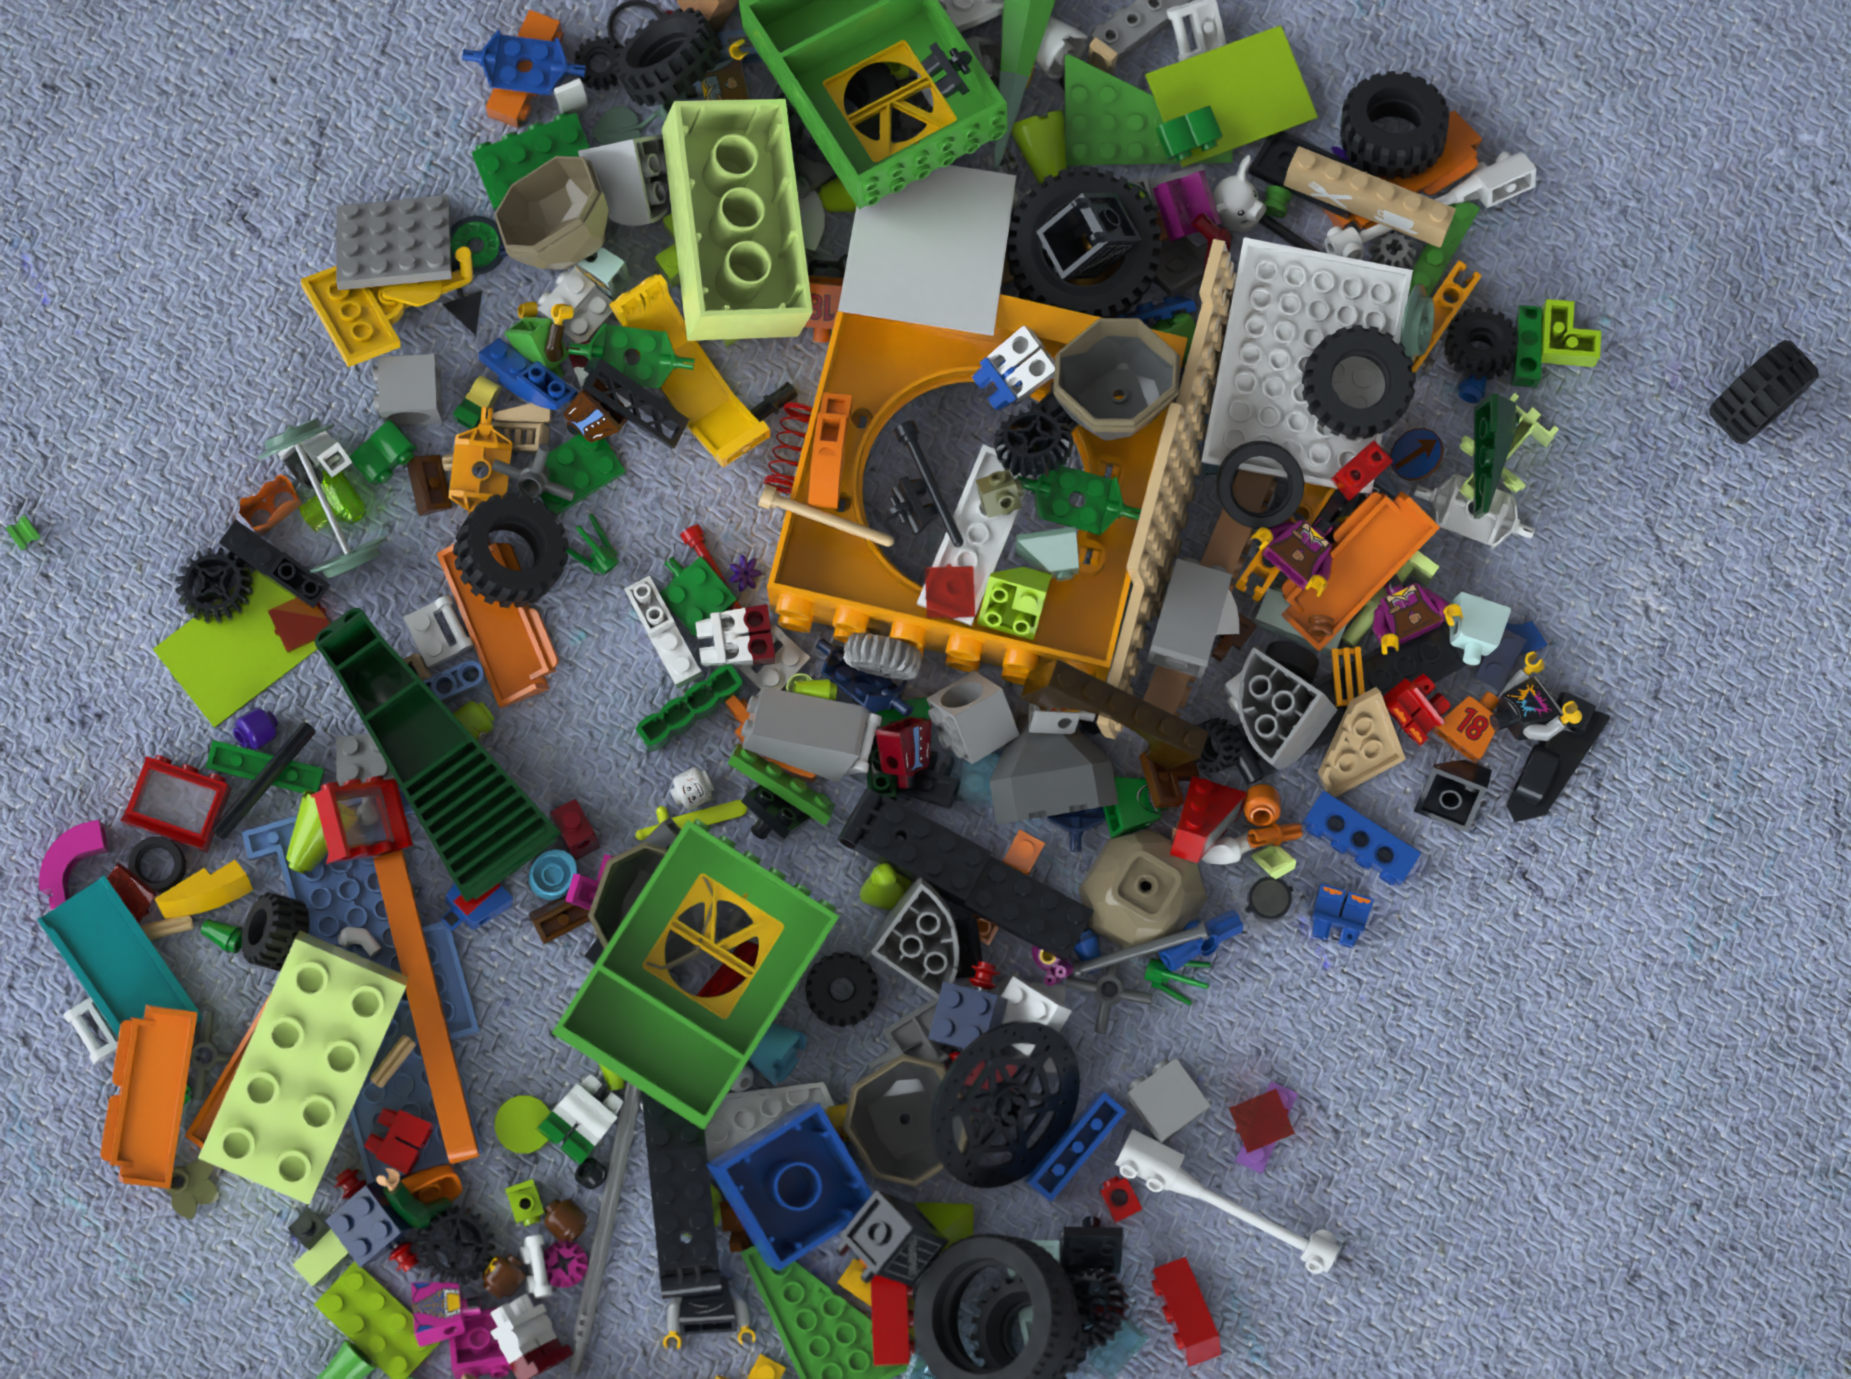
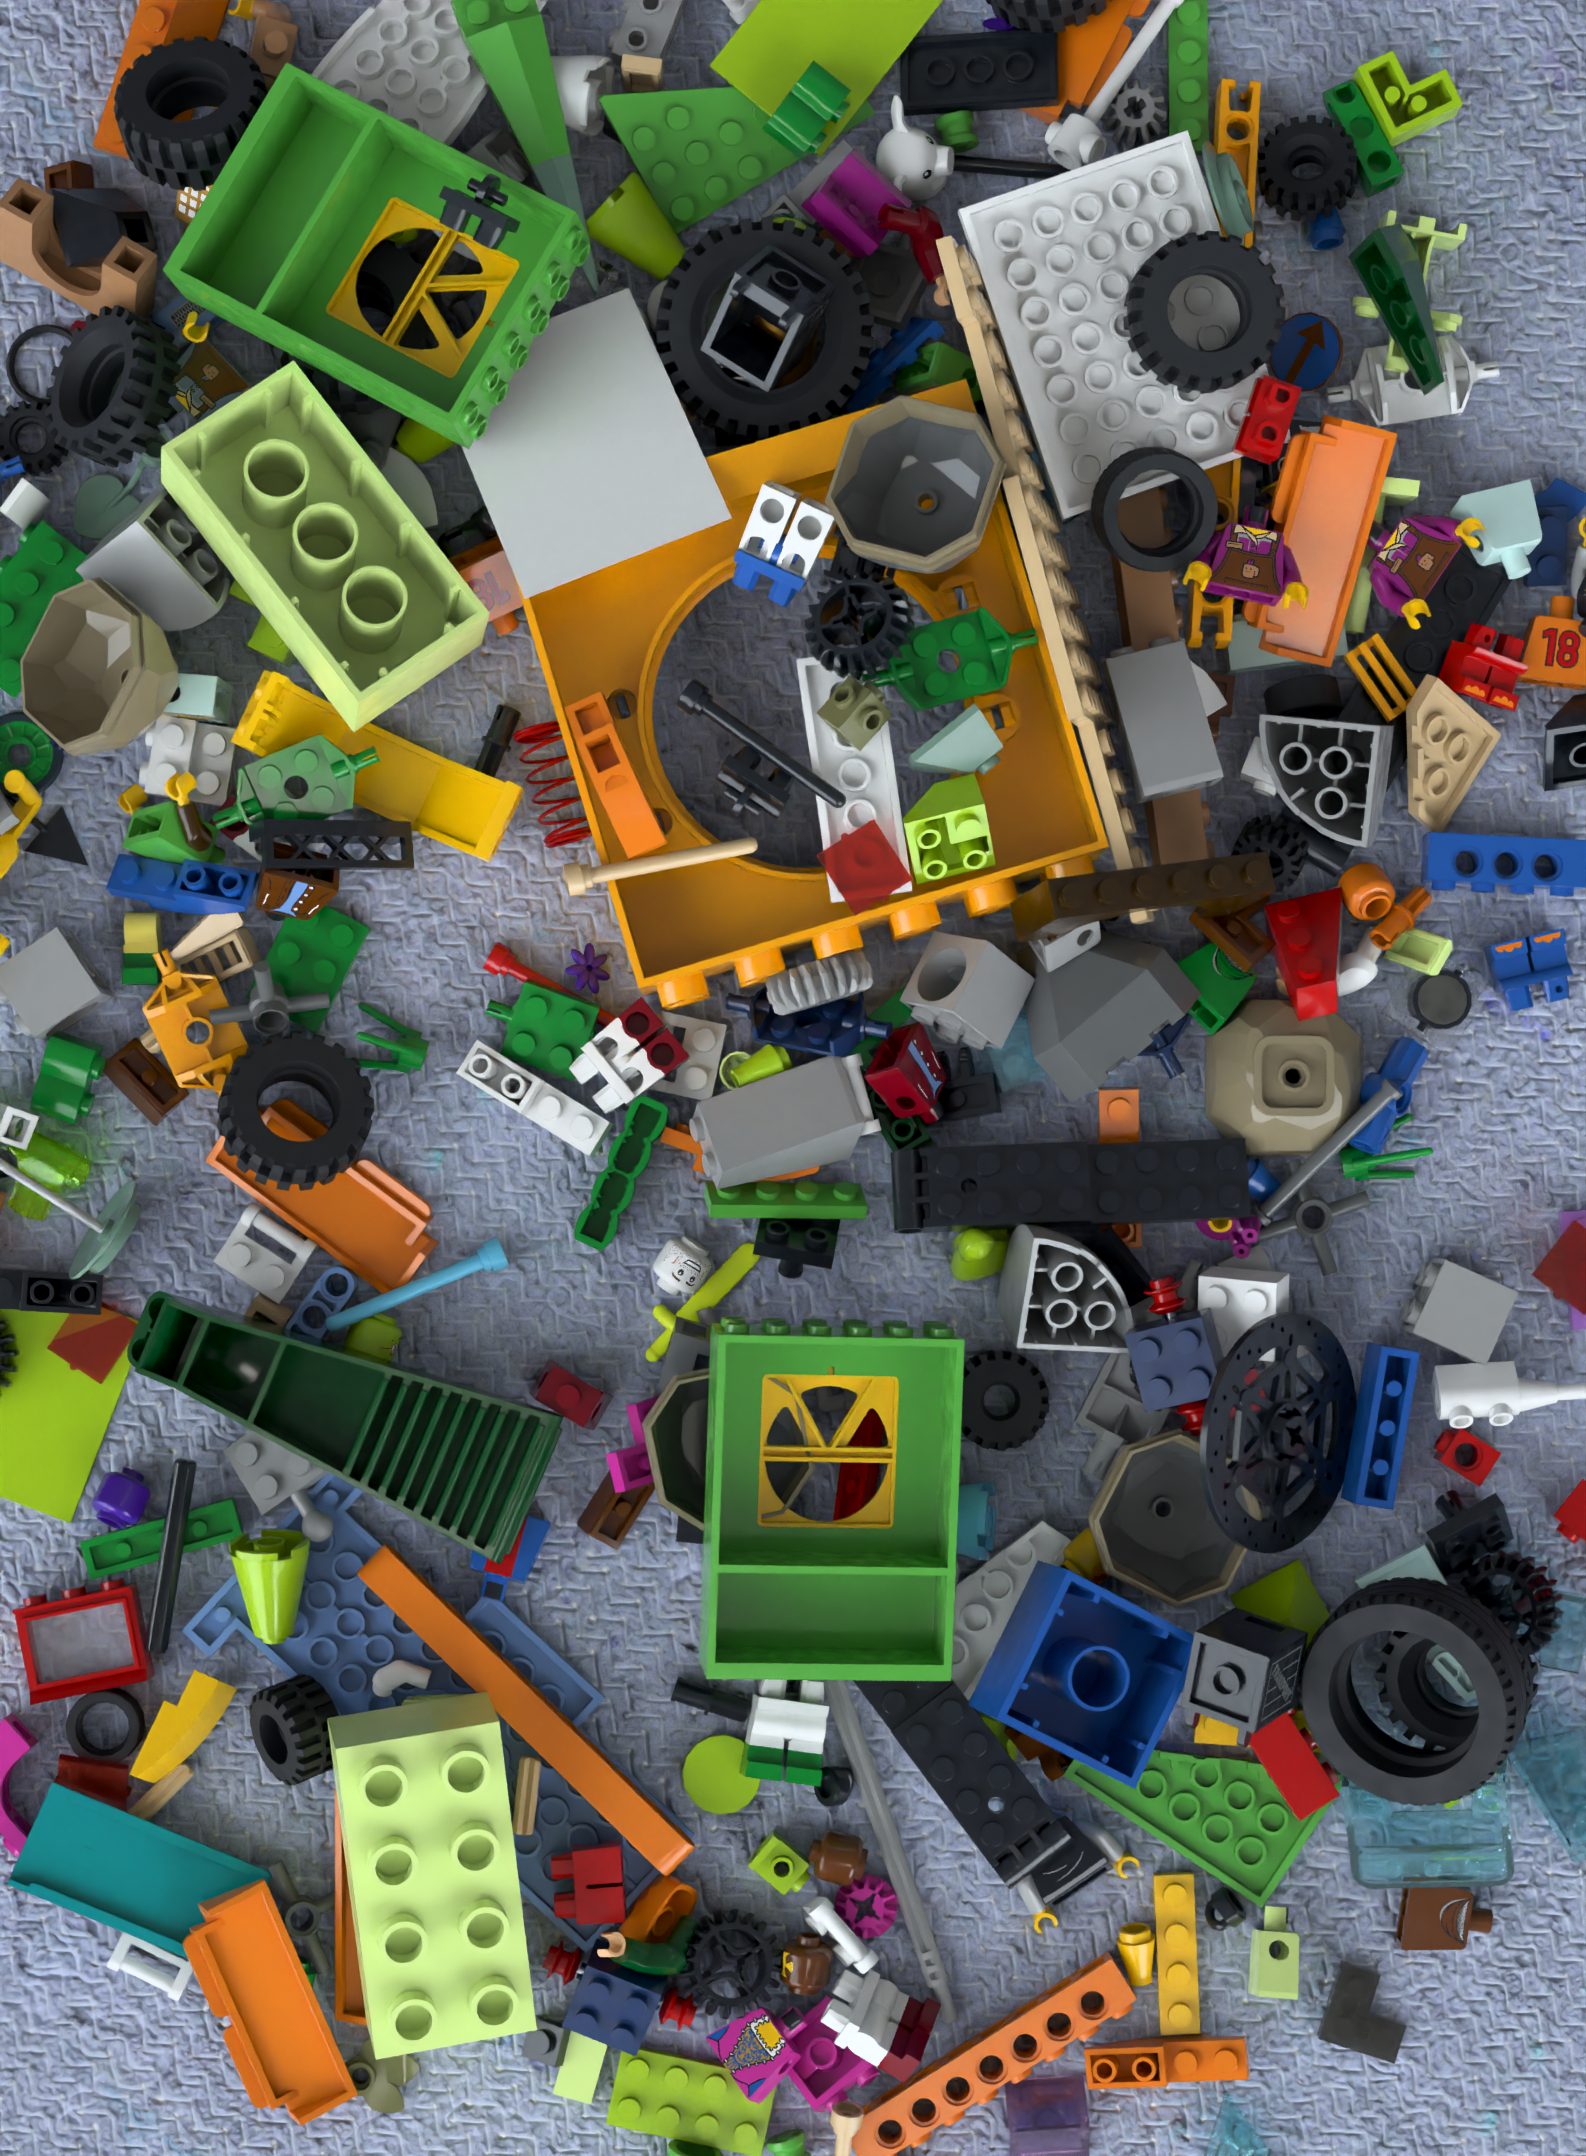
camera: 25 degrees left, 10 degrees up
(223, 935) = (235, 1762): green cone -> none
(362, 818) = (318, 1542): red window -> none
(545, 1073) = (711, 1700): none -> black axle
(552, 874) = (579, 1463): medium azure piece -> none
(573, 713) = (486, 1258): none -> medium azure piece
(1320, 625) = (1318, 636): dark orange bush -> none
(1369, 196) = (1074, 63): tan brick -> none

